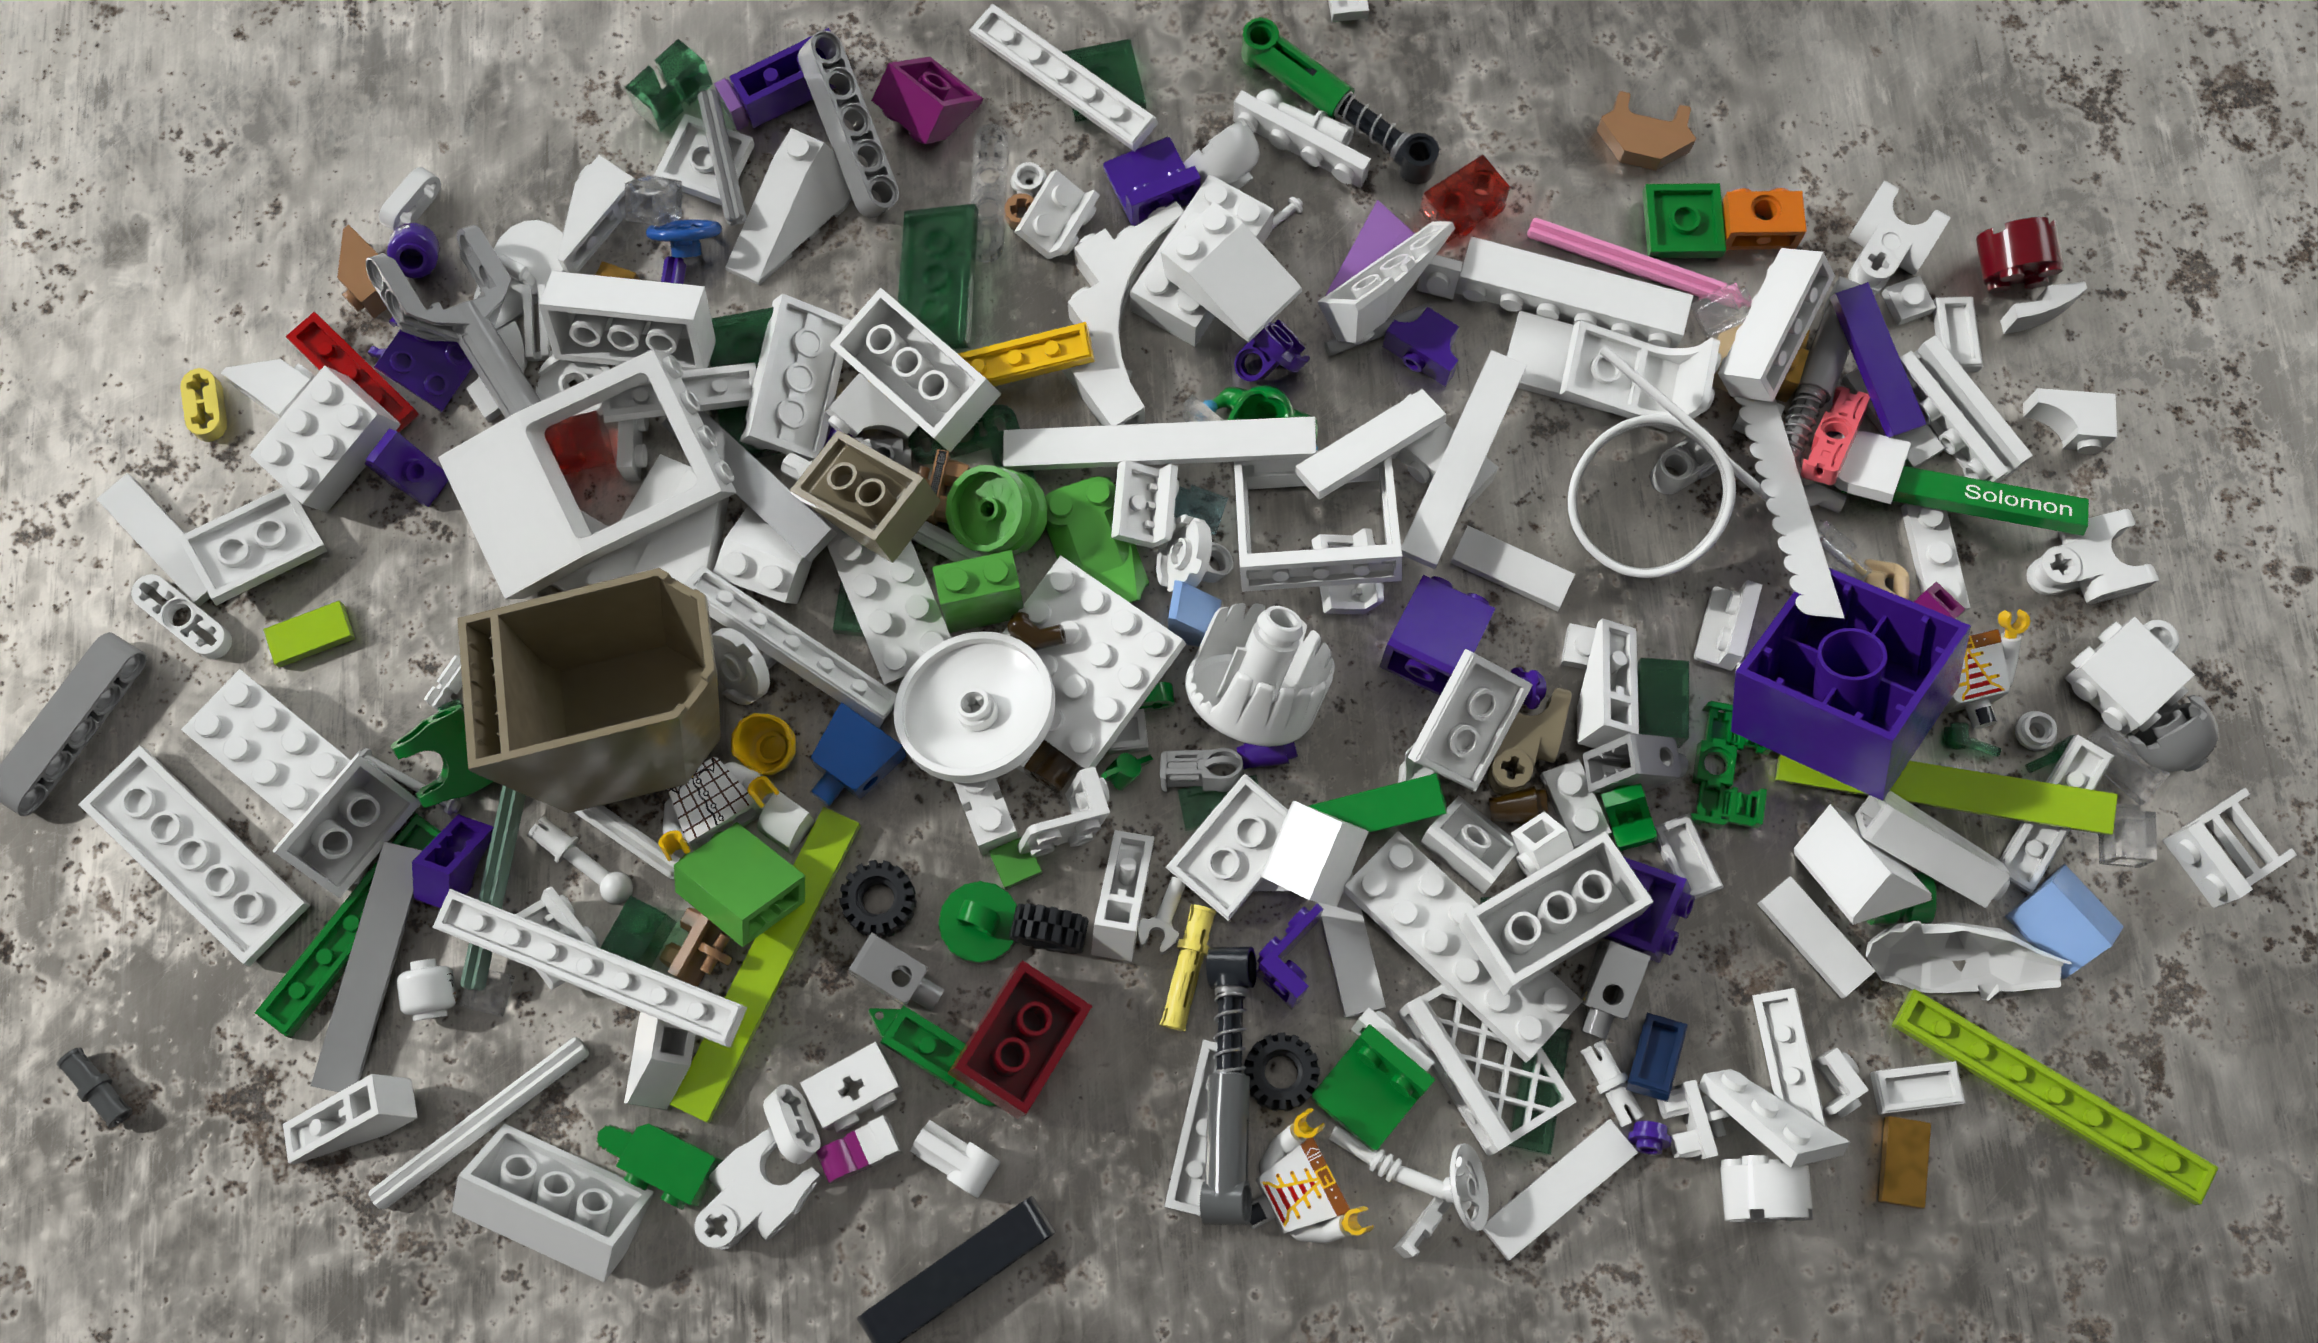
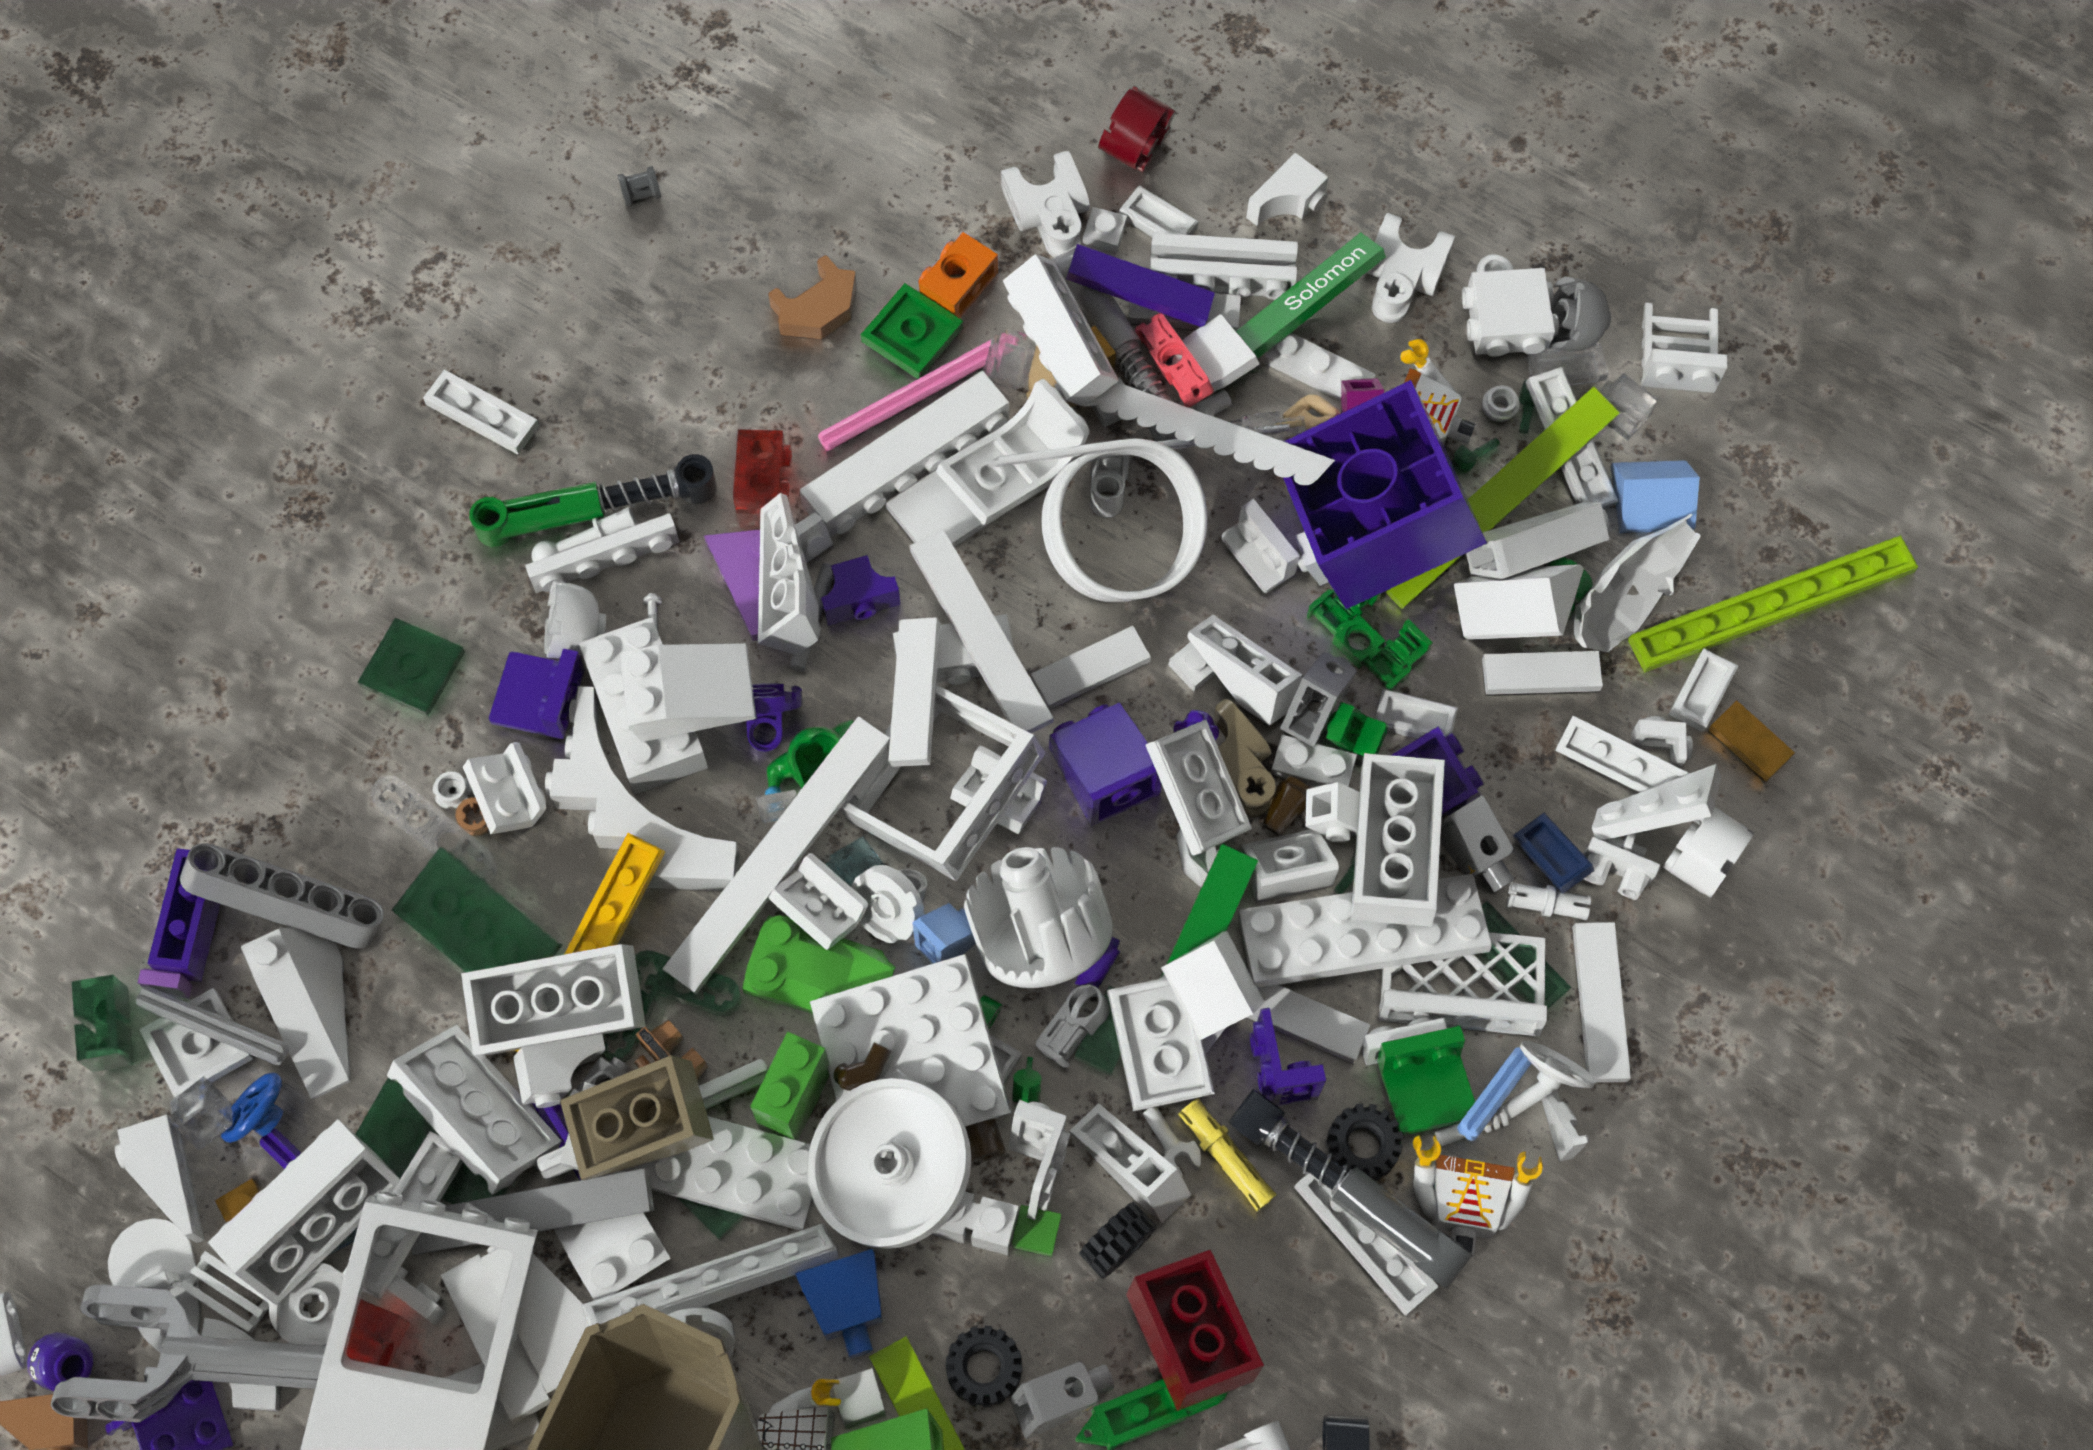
camera: 55 degrees left, 5 degrees down
(763, 743) = (778, 1367): yellow hair -> none
(925, 98) = (305, 819): magenta slope -> none
(978, 922) = (1065, 1297): green tile -> none
(996, 510) = (715, 1043): bright green wheel -> none
(1064, 77) = (383, 694): white tile -> none
(1399, 1151) = (1494, 1095): none -> light blue axle
(1650, 1137) = (1609, 904): dark purple plate -> none
(1664, 698) = (1285, 636): clear green brick -> none
(2048, 305) = (1186, 145): white slope -> none

